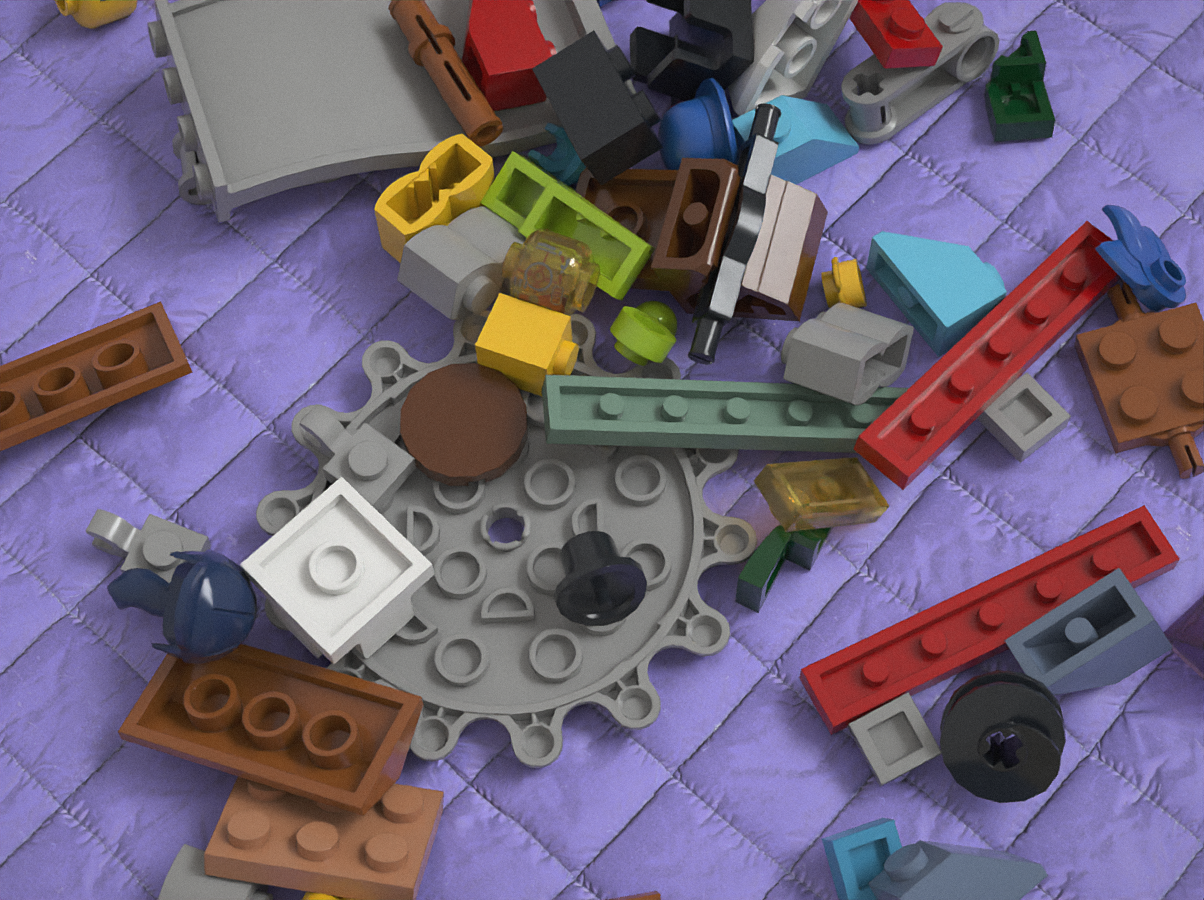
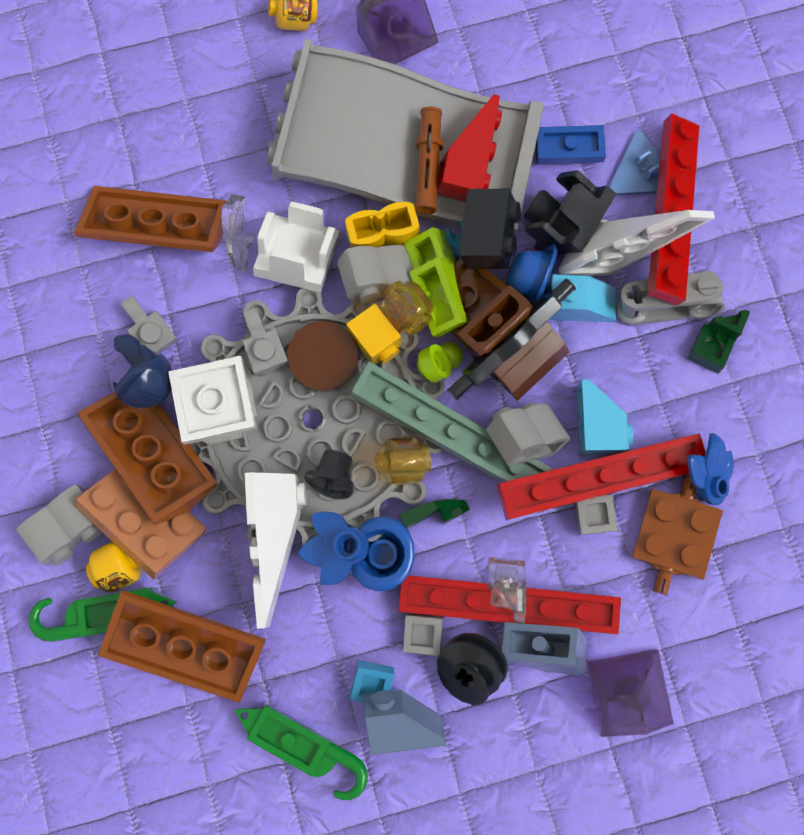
camera: 30 degrees right, 15 degrees up
(219, 347) = (236, 239): none -> clear slope
(320, 299) = (296, 247): none -> white panel
(546, 687) = (274, 512): none -> white wedge
(661, 688) = (330, 547): none -> blue plate
(691, 493) = (403, 460): none -> clear yellow head
(764, 657) = (388, 558): none -> blue hat
(820, 493) = (467, 496): clear yellow plate -> none
(844, 284) = (556, 392): yellow plate -> none
(974, 586) = (508, 585): none -> clear slope

